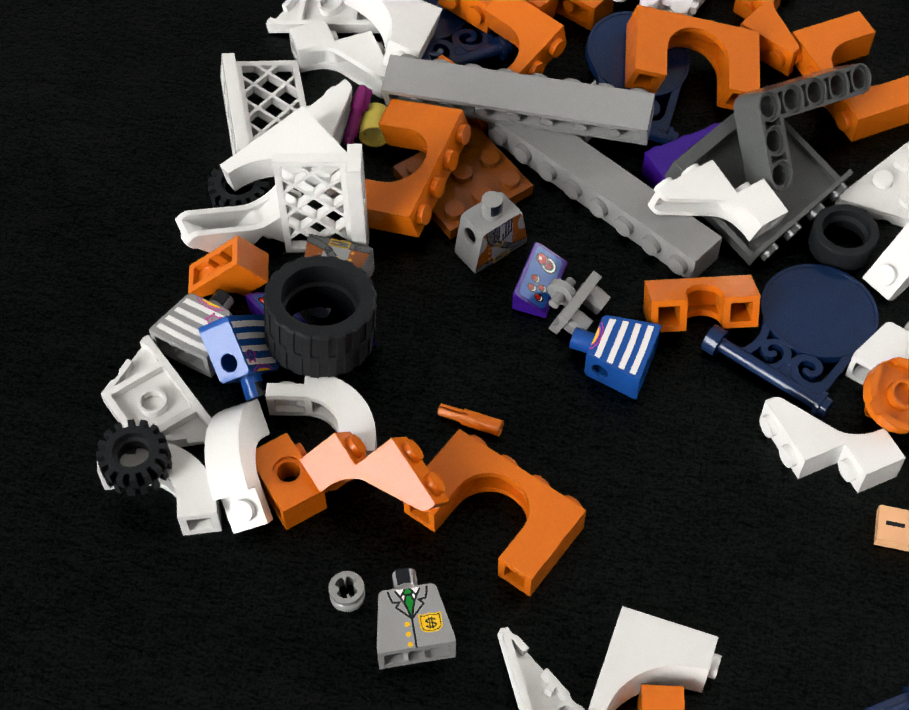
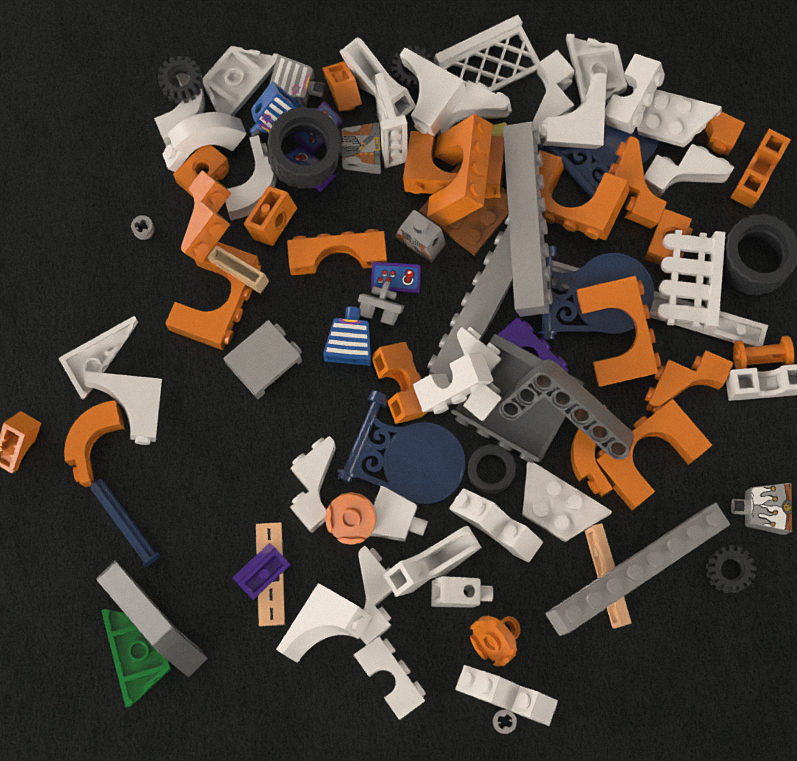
camera: 75 degrees right, 20 degrees up
(359, 104) = (499, 118): magenta piece -> none
(399, 400) = (270, 215): none -> orange brick
(412, 623) = (129, 267): light grey torso -> none
(465, 138) = (468, 143): none -> orange arch
(472, 419) = (278, 265): orange piece -> none
(473, 372) = (308, 252): none -> orange arch
(477, 450) = (239, 269): none -> tan piece
(622, 466) = (263, 358): none -> light grey panel
(739, 251) = (469, 376): none -> white arch
(845, 138) = (585, 465): none -> orange arch

